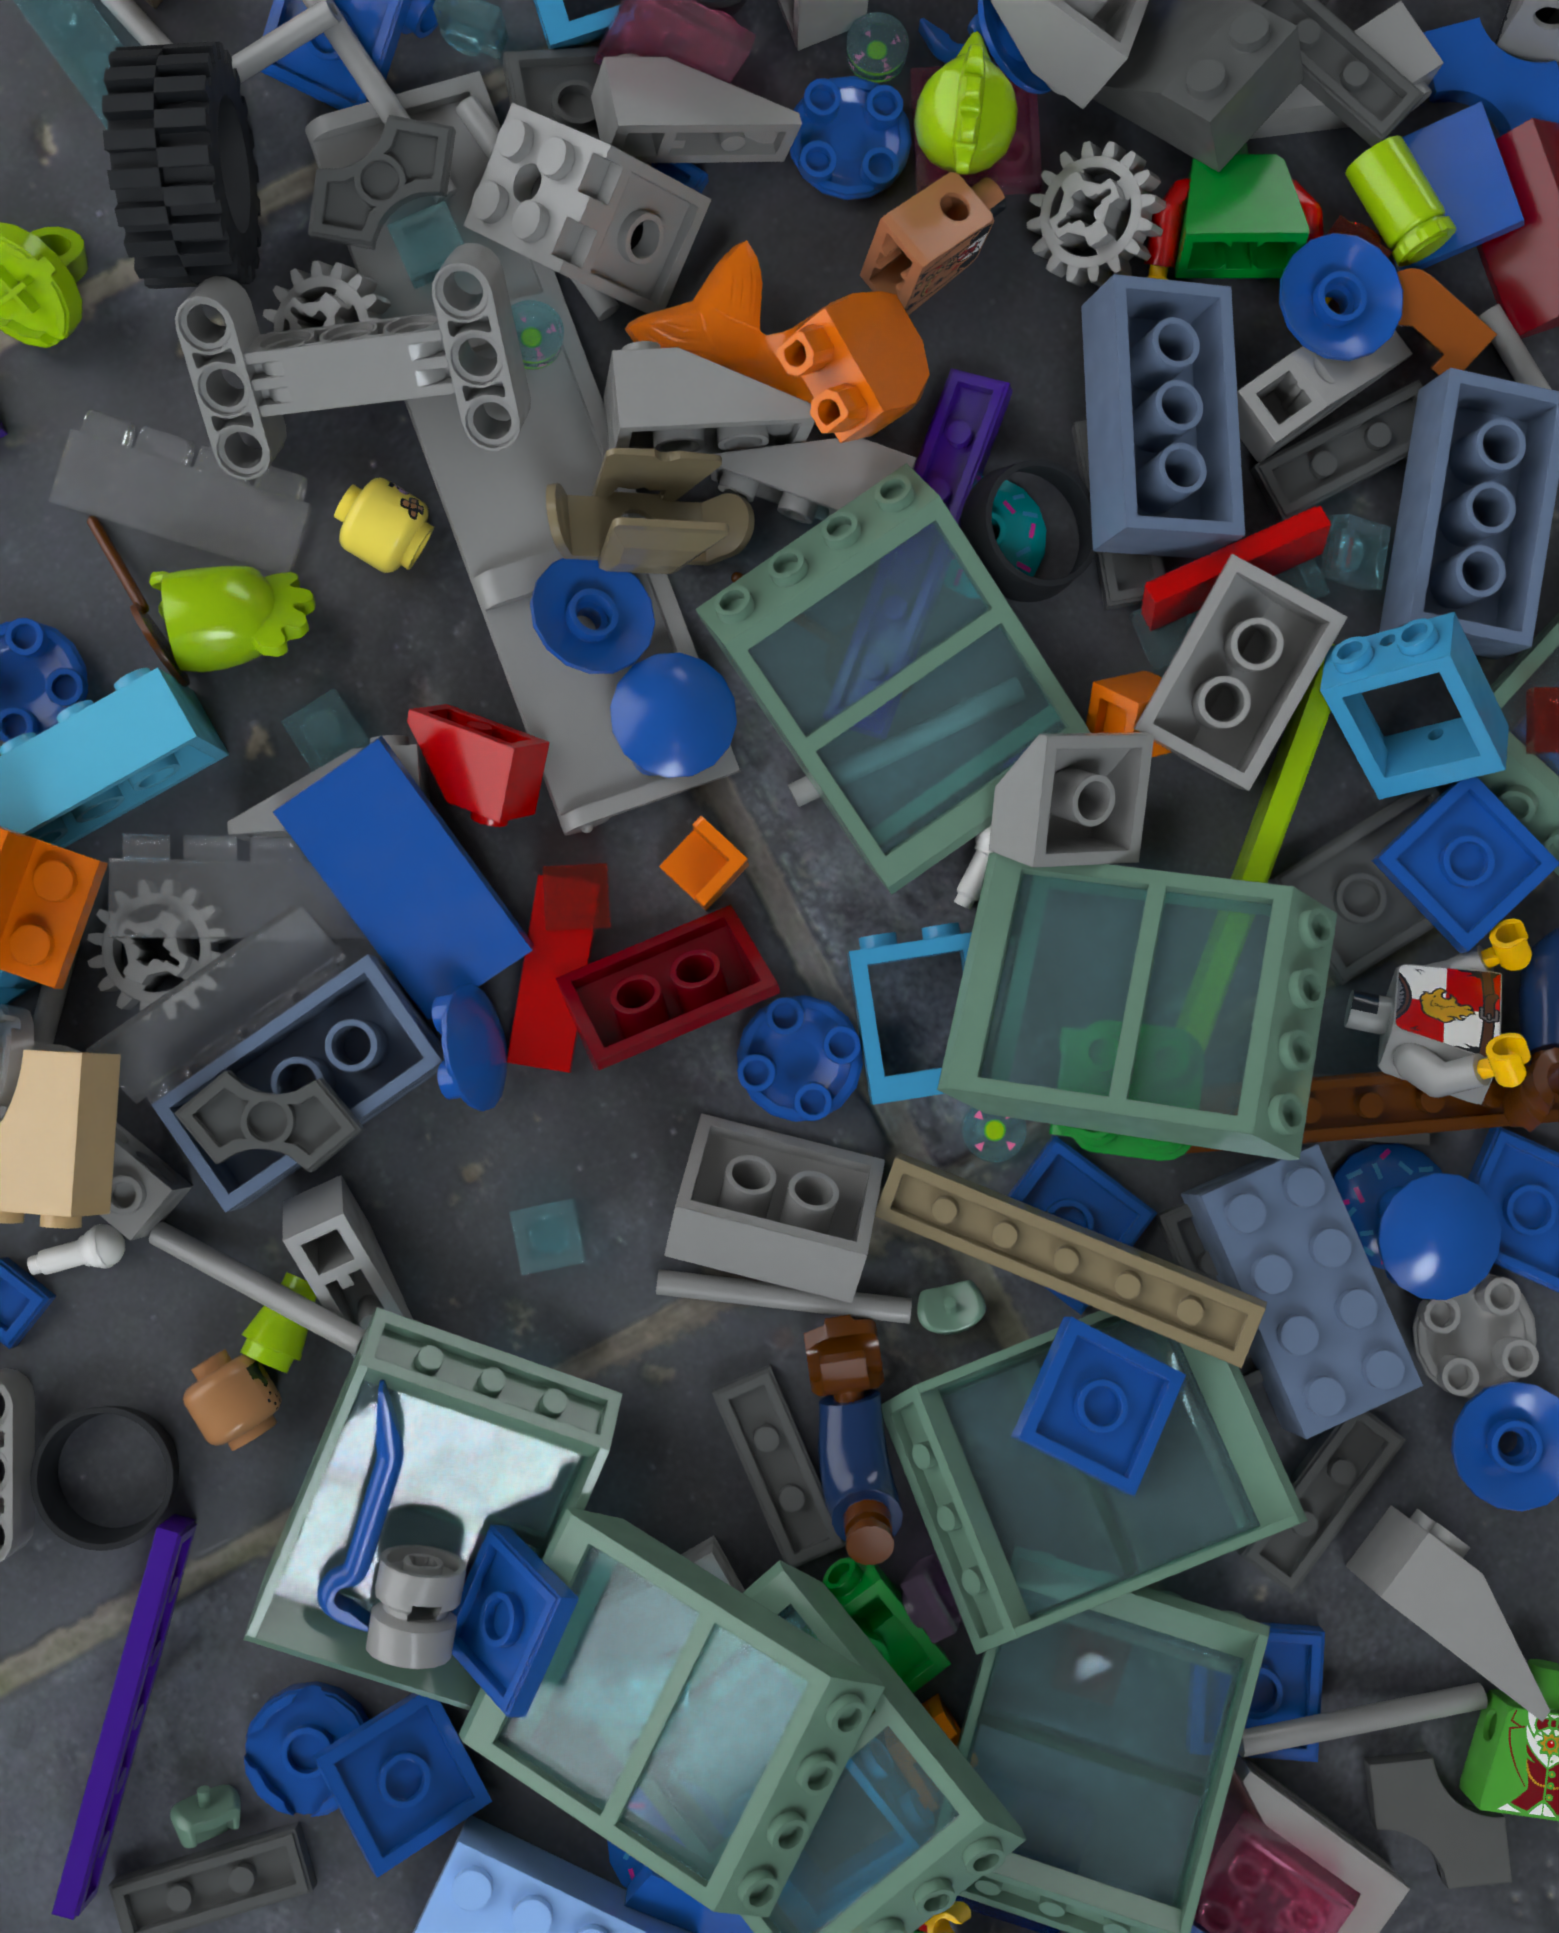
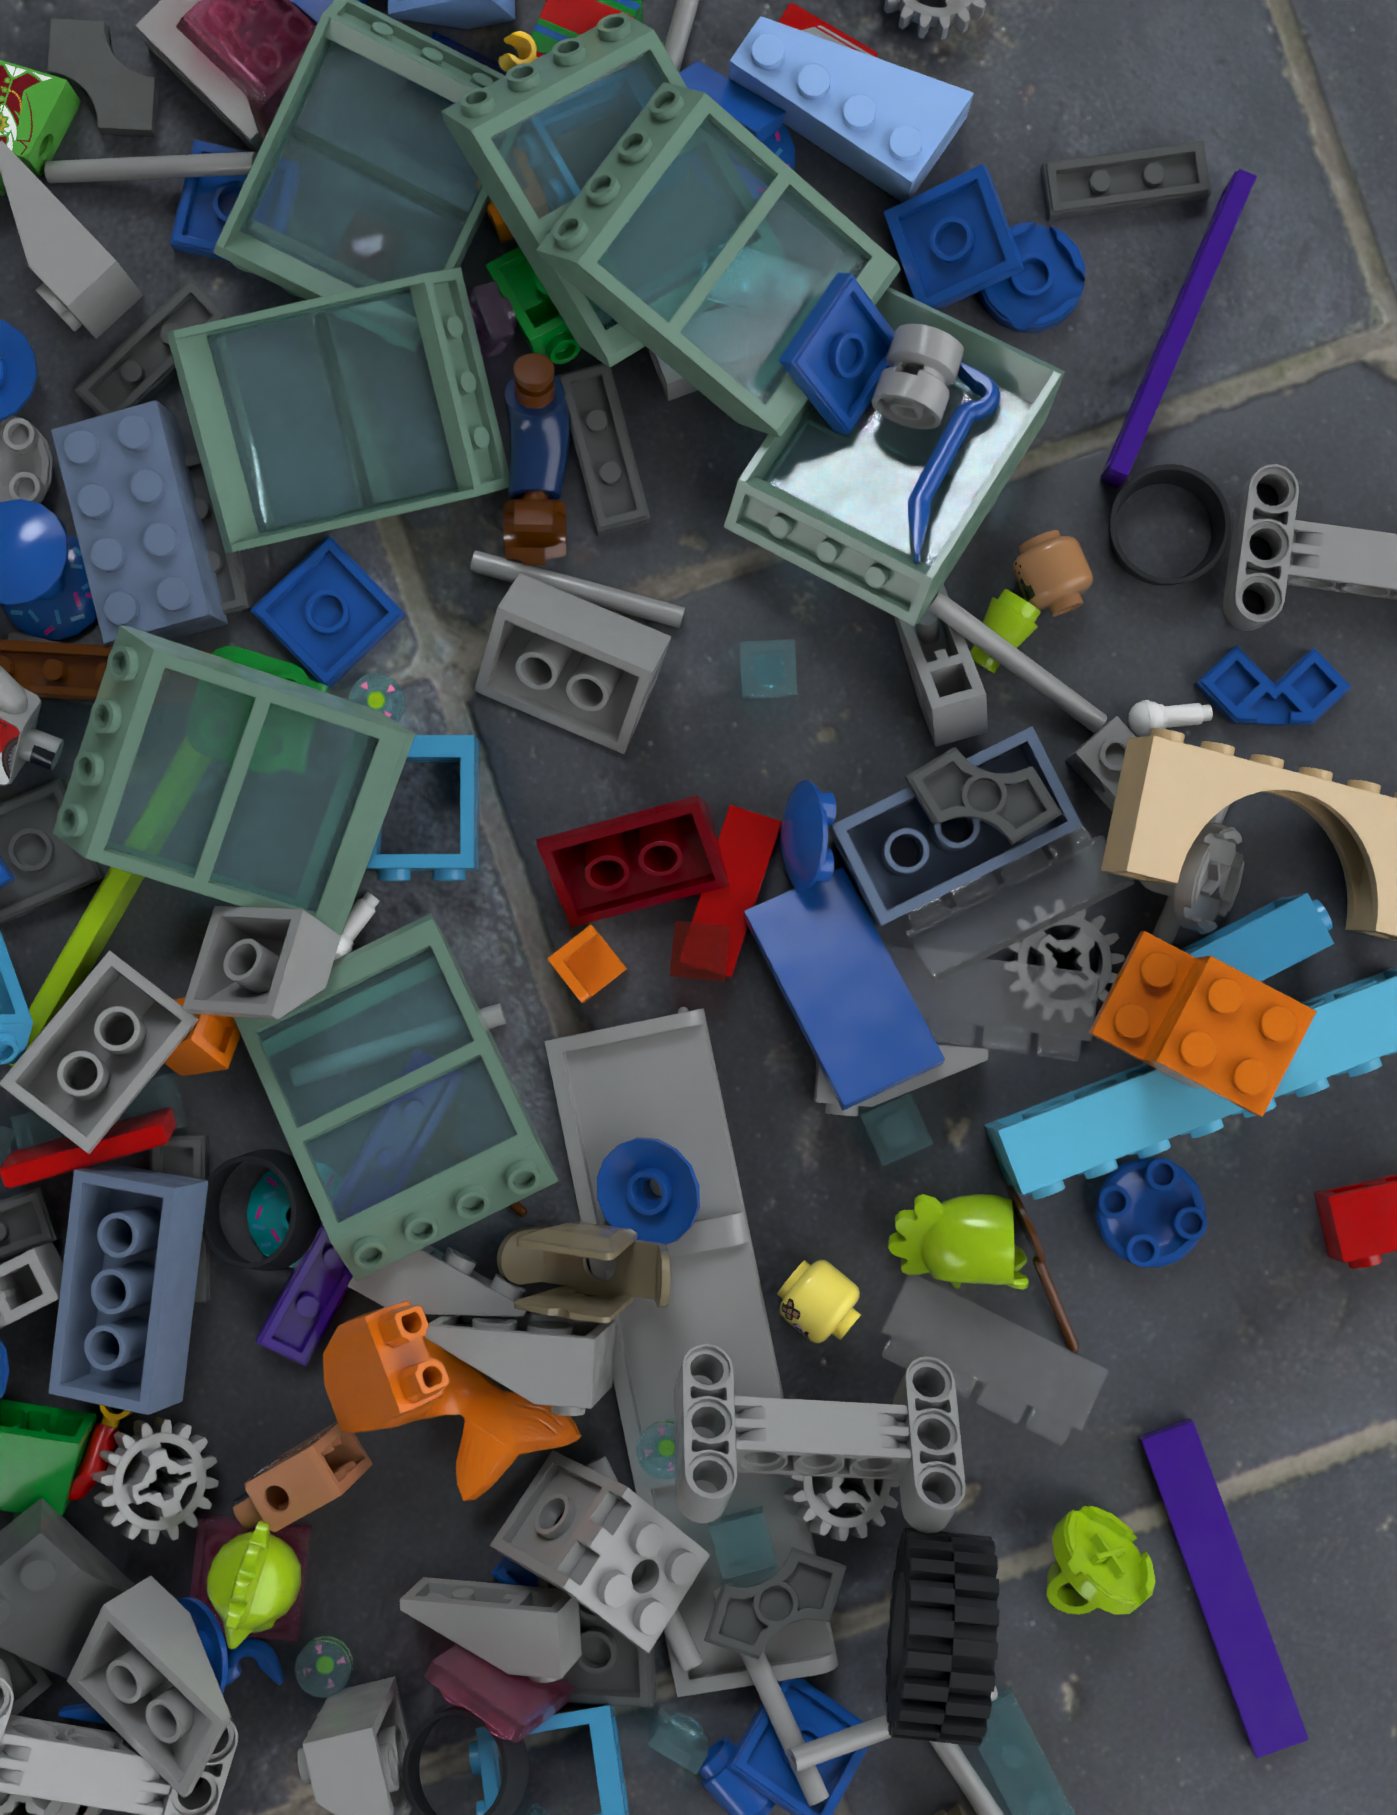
camera: 165 degrees left, 0 degrees up
(206, 1814) = (1122, 237): sand green piece -> none
(481, 762) = (765, 1080): red slope -> none
(673, 715) = (593, 1094): blue dish -> none
(799, 1058) = (532, 786): blue dish -> none
(851, 137) = (359, 1586): blue dish -> none
(951, 1308) = (437, 557): sand green piece -> none
(1071, 1259) = (328, 579): dark tan plate -> none
(1098, 1405) = (324, 454): blue plate -> none

